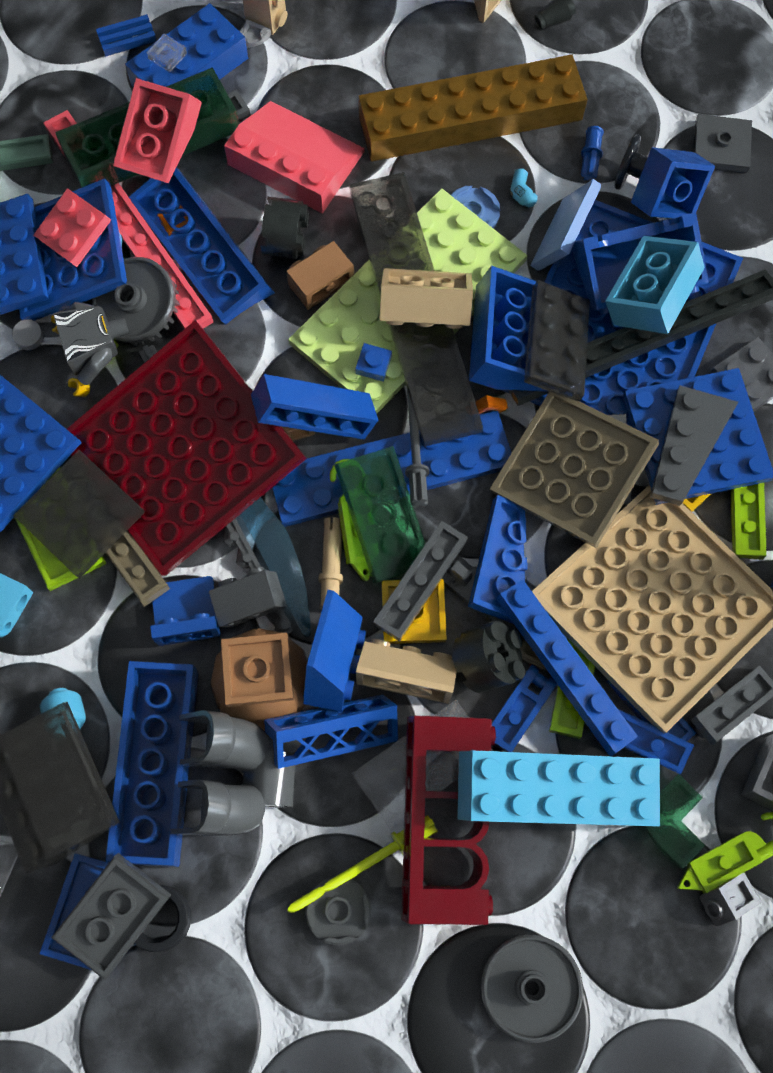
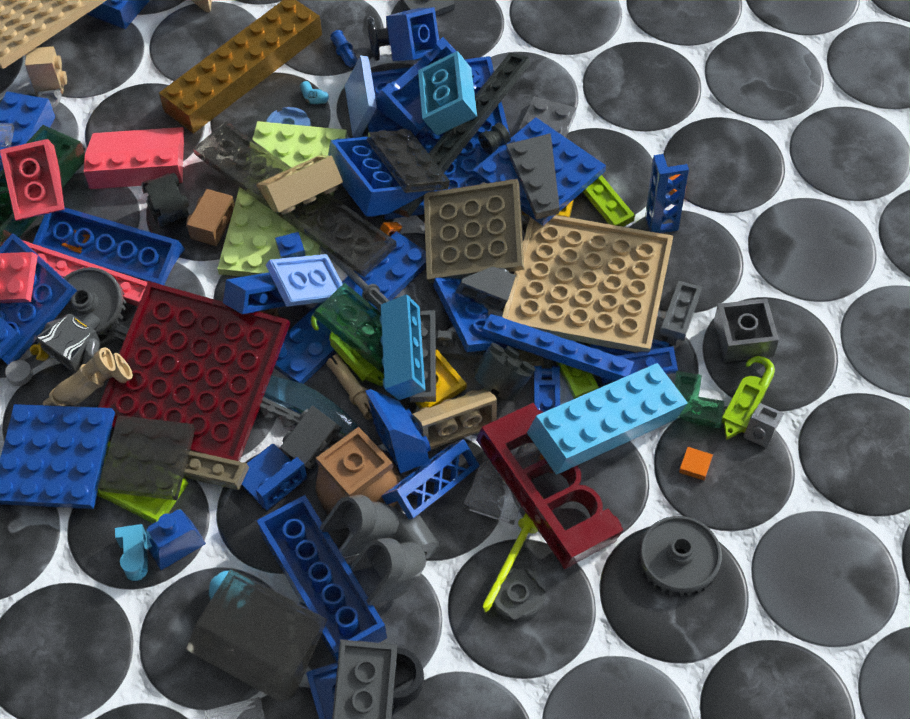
camera: 30 degrees left, 15 degrees down
(45, 620) = (172, 538): none -> blue torso
(78, 391) = (89, 378): none -> tan piece
(354, 417) = (304, 279): none -> light blue tile
(401, 562) = (402, 348): none -> dark azure brick
(545, 546) = (488, 286): none -> dark grey slope
(624, 893) = (696, 463): none -> orange tile
(674, 367) = (494, 138): none -> pearl dark grey wheel

